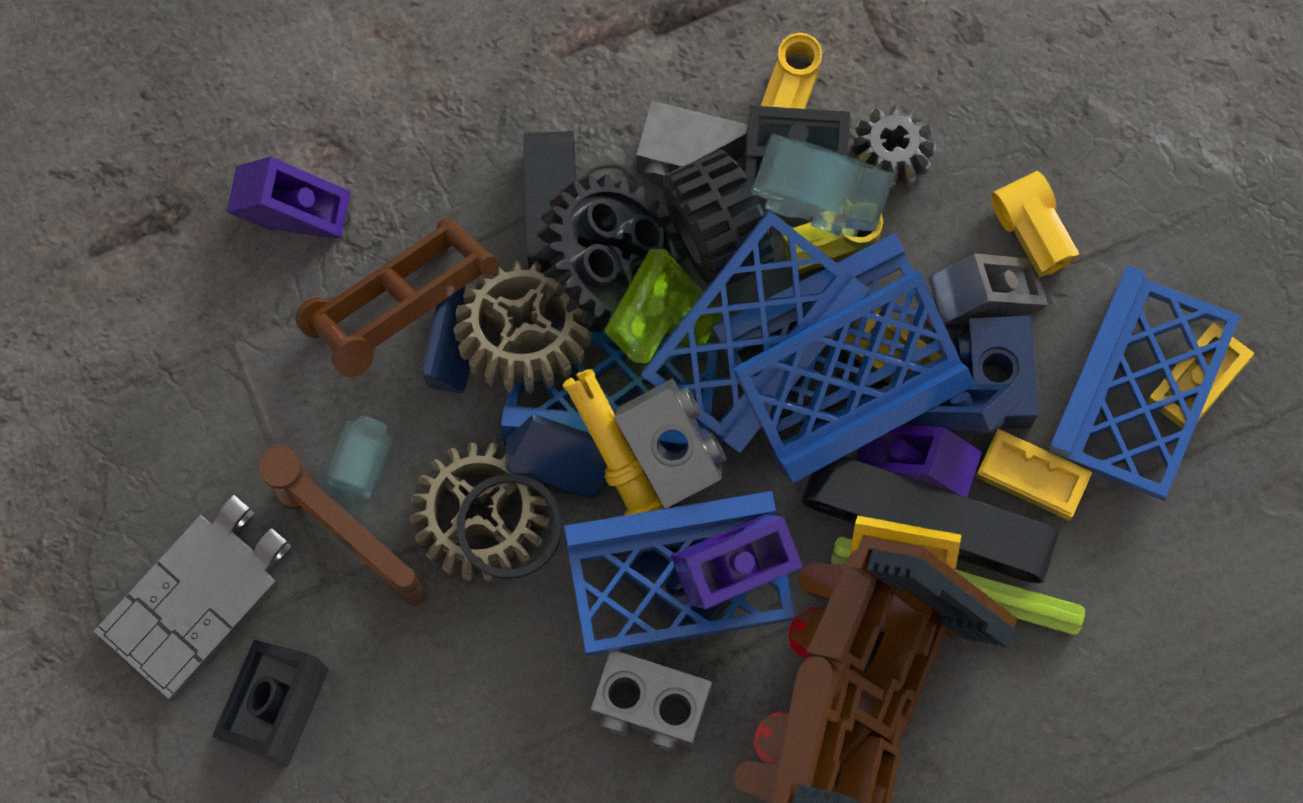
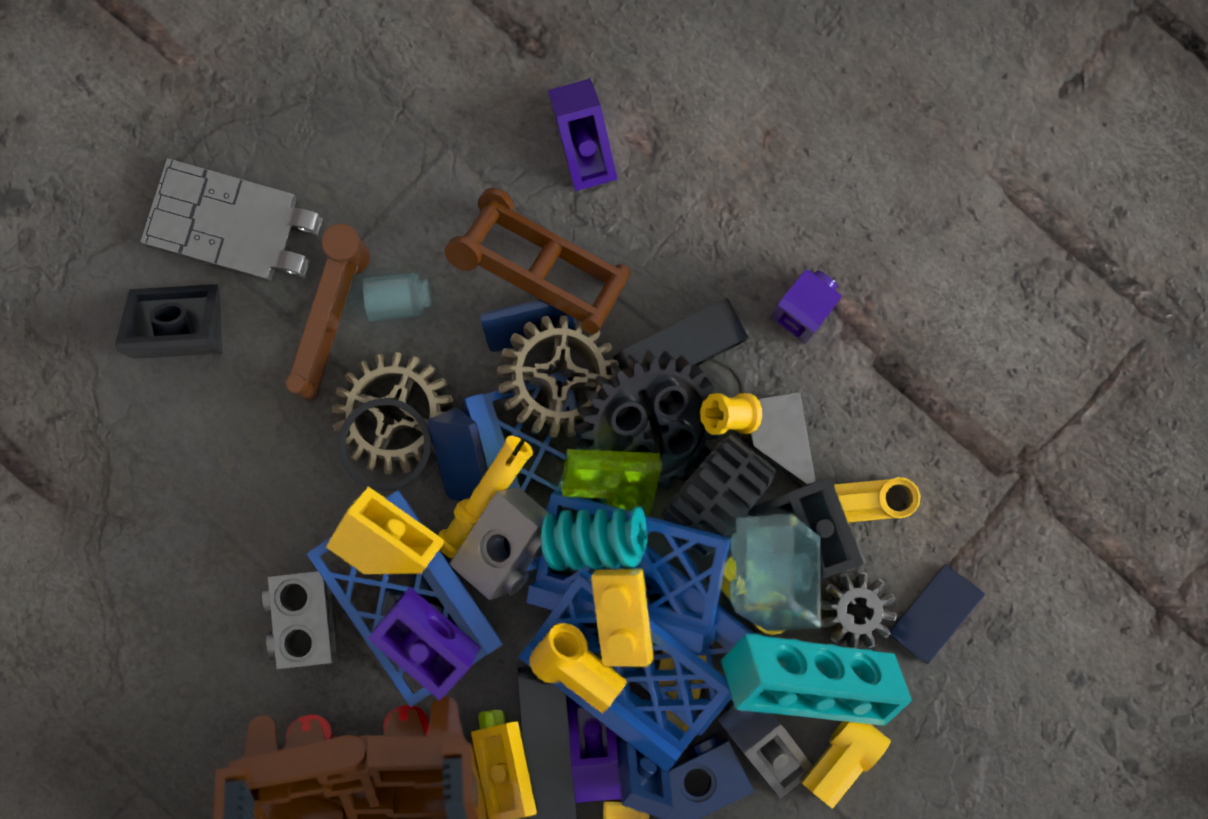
camera: 65 degrees right, 10 degrees up
(569, 62) = (807, 304): none -> dark purple slope
(608, 555) = (383, 538): none -> yellow slope
(641, 171) = (738, 413): none -> yellow bush
(709, 339) = (596, 542): none -> teal piece
(800, 345) = (622, 617): none -> yellow plate
(816, 424) = (566, 659): none -> yellow piece
(930, 78) = (936, 614): none -> dark blue slope
(944, 201) = (815, 680): none -> teal brick

